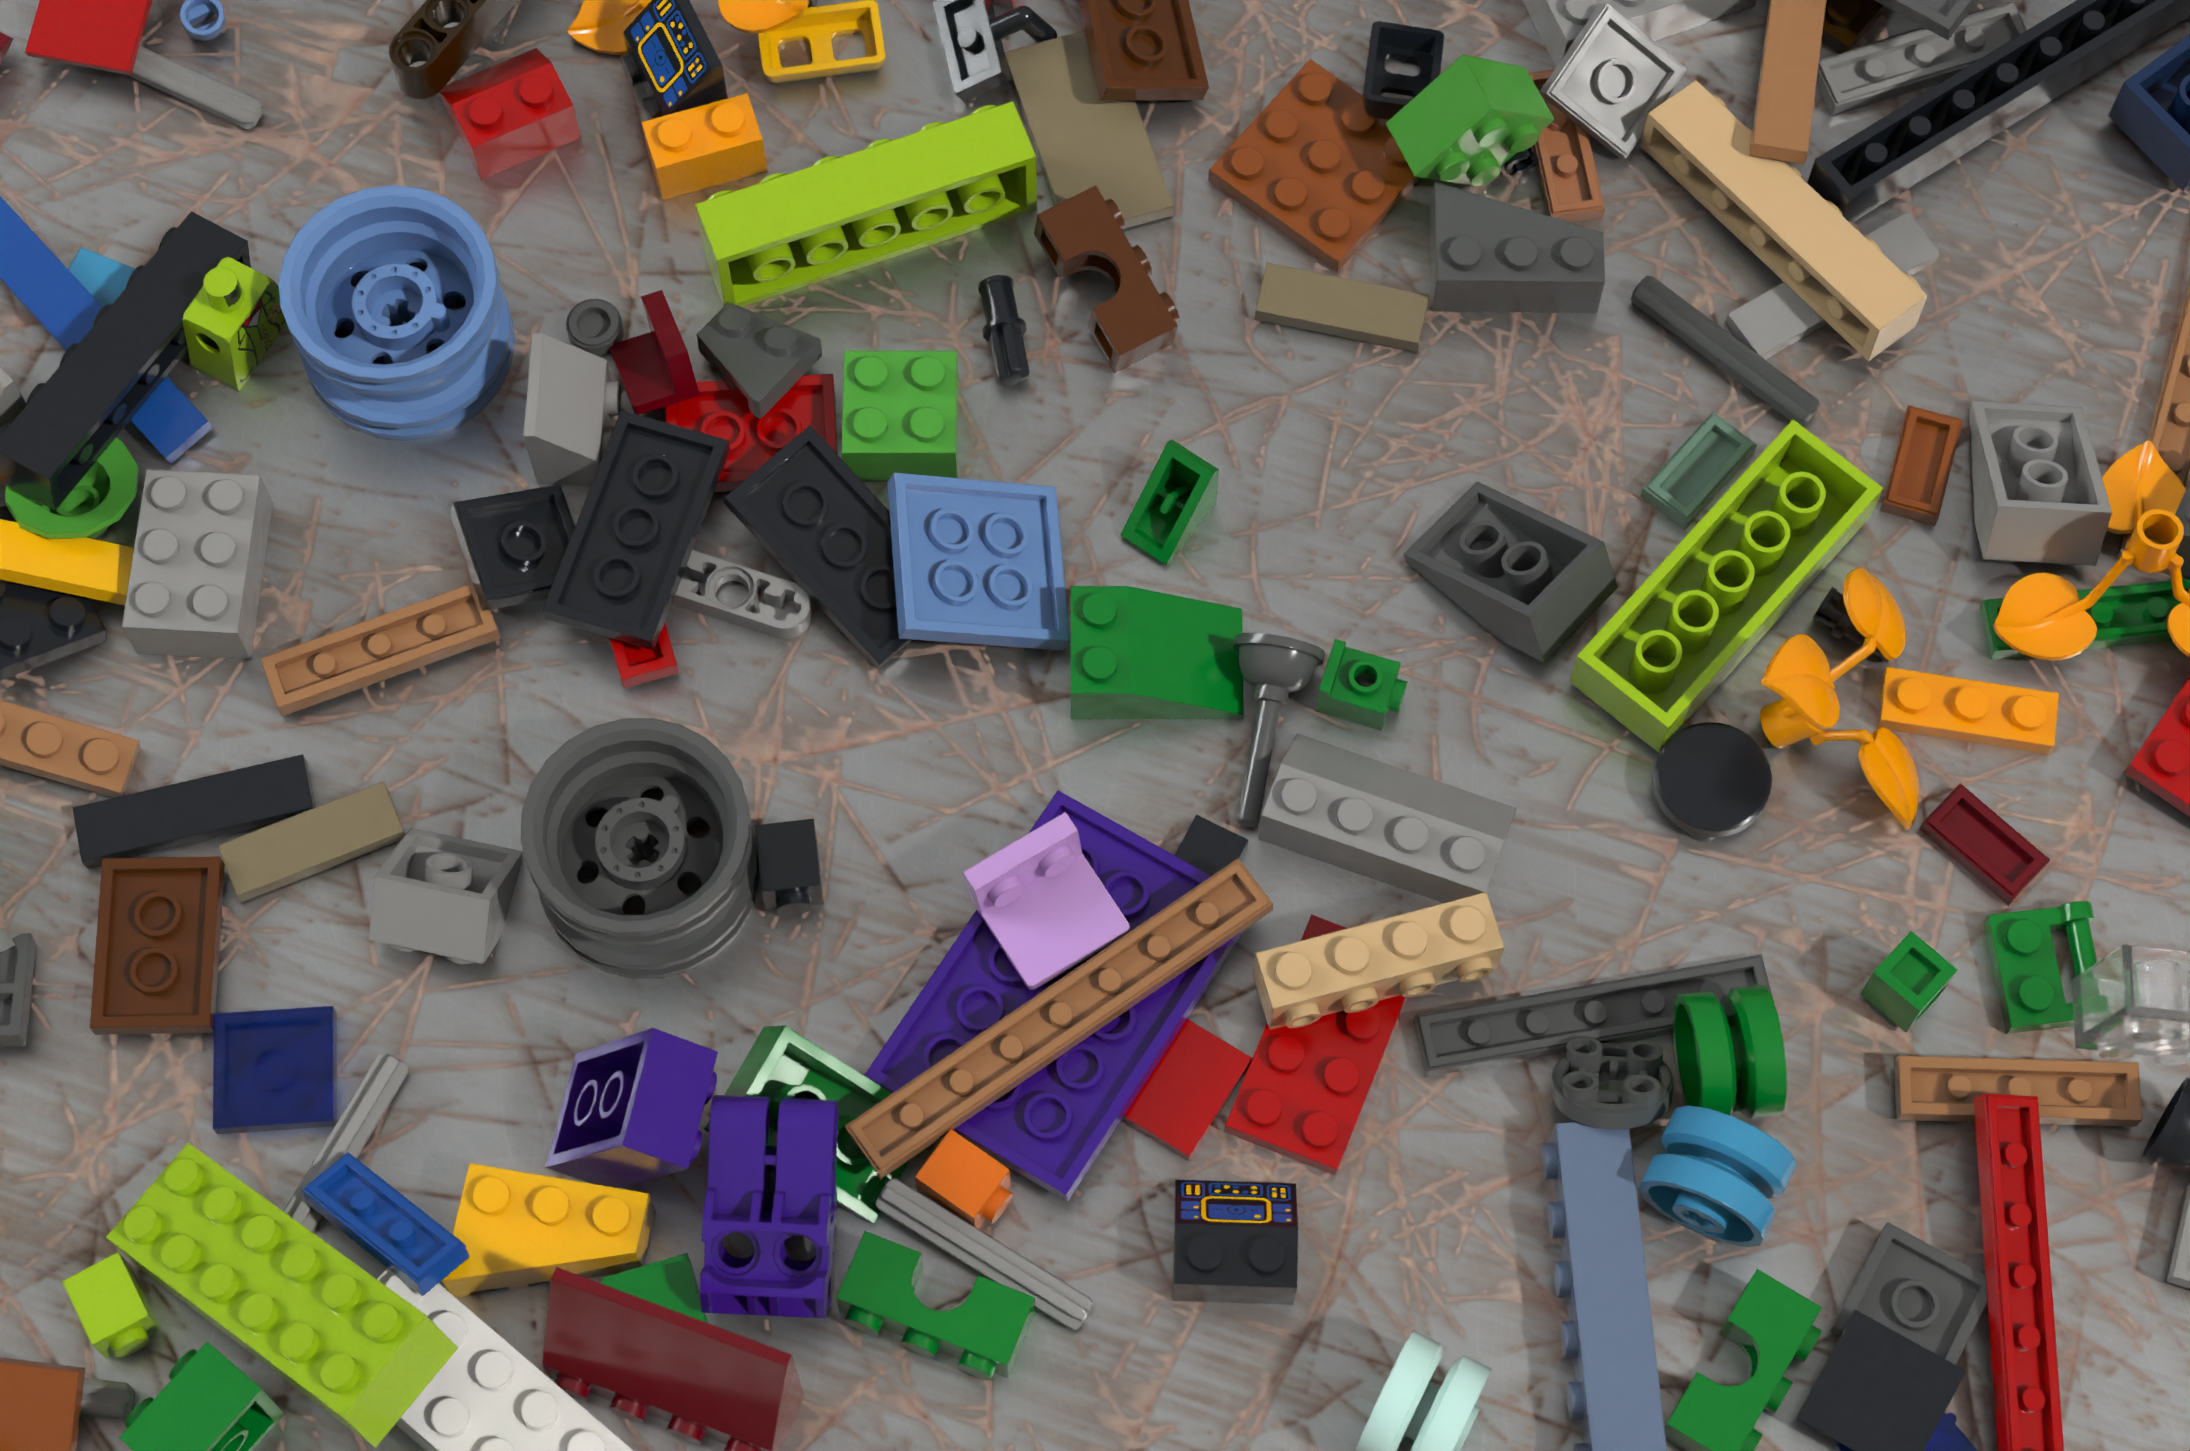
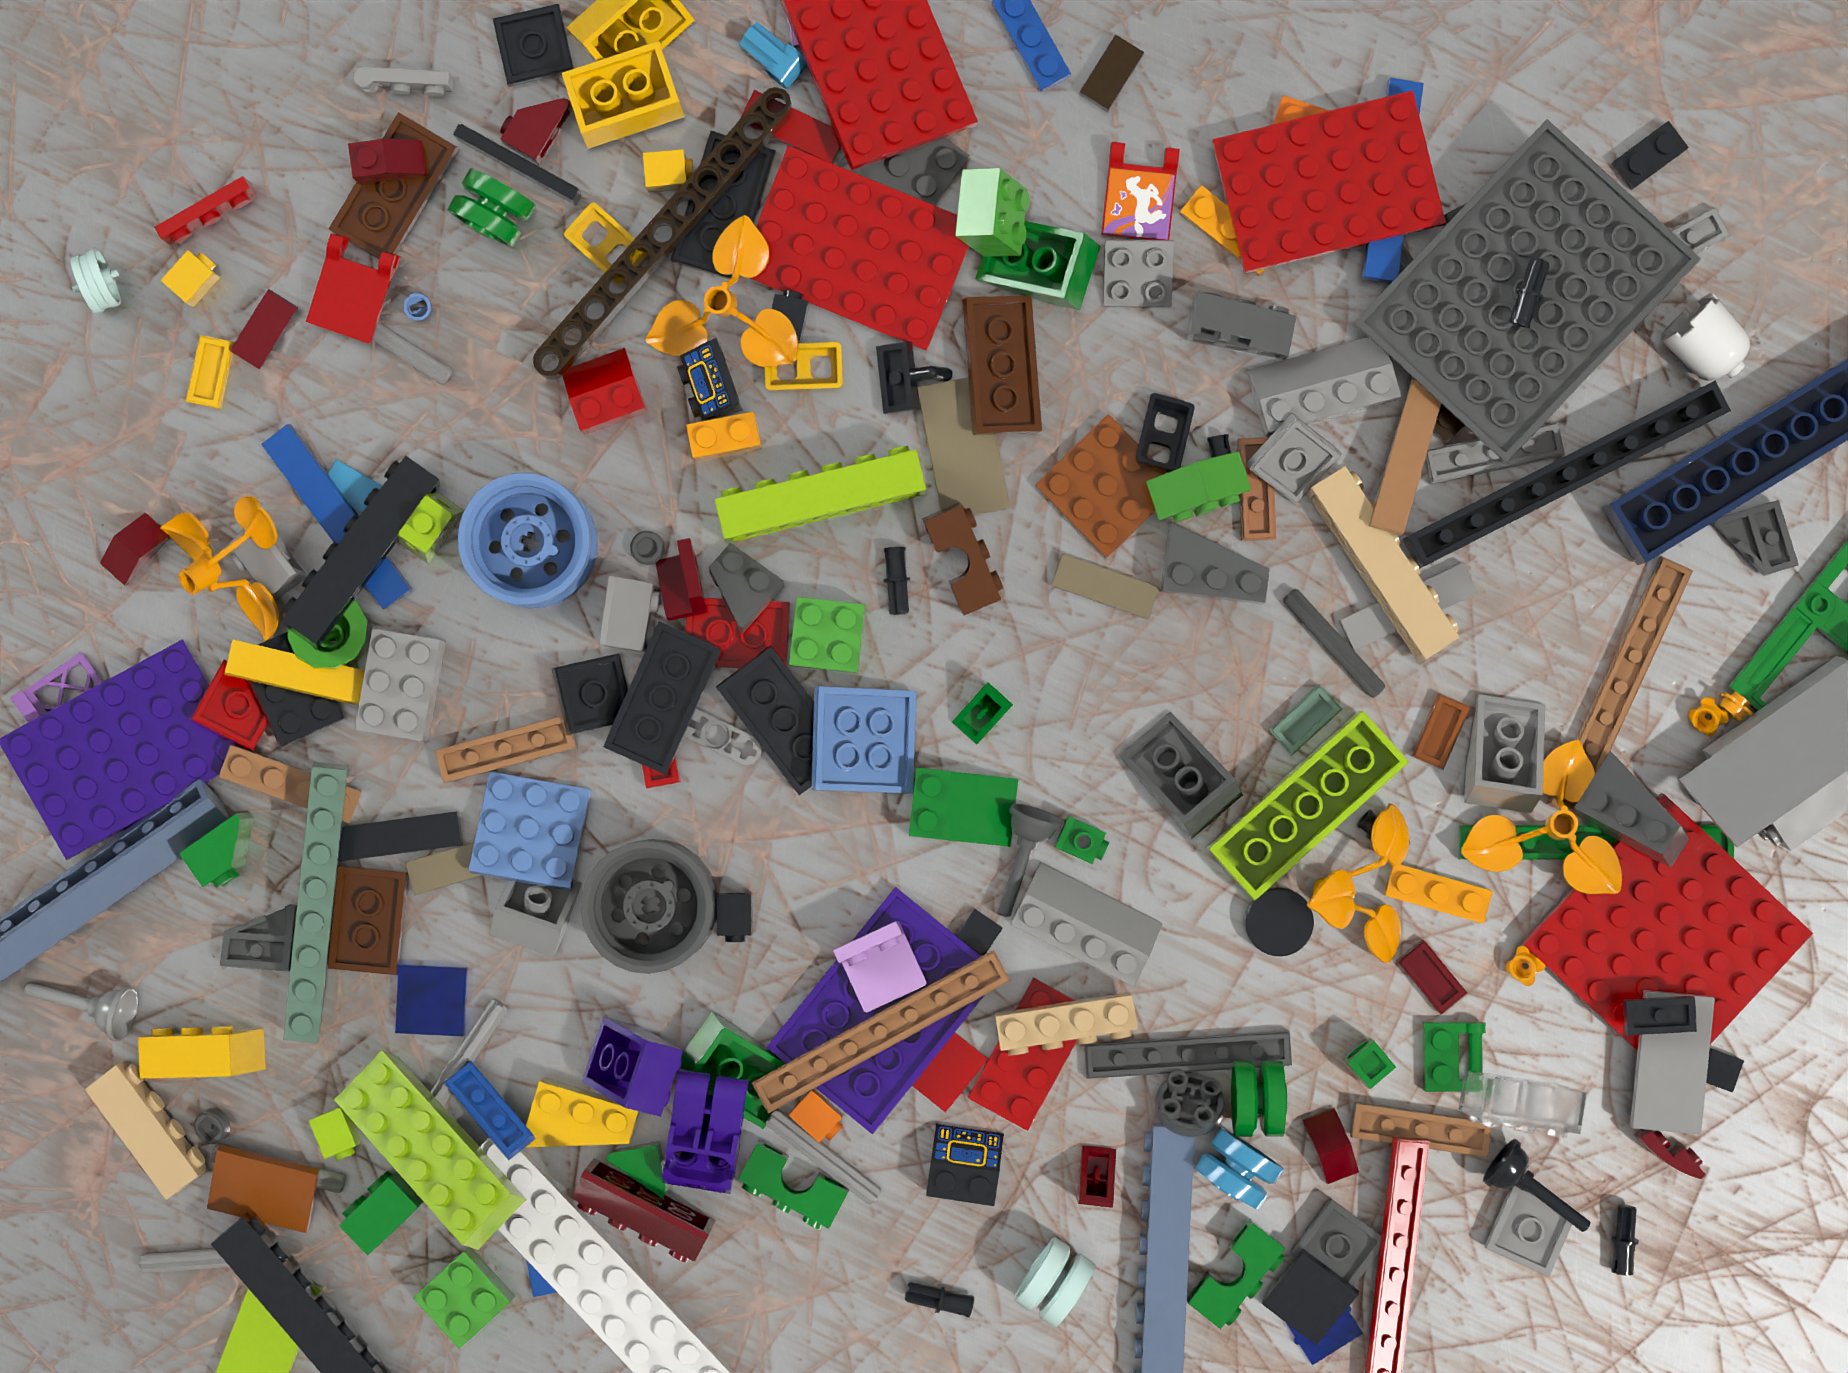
camera: 15 degrees right, 20 degrees up
(63, 913) = (315, 902): none -> sand green brick
(428, 769) = (530, 831): none -> medium blue plate
(1469, 1235) = (1096, 1176): none -> dark red slope
(1870, 1139) = (1331, 1145): none -> dark red slope
(2121, 809) = (1516, 968): none -> light orange plate

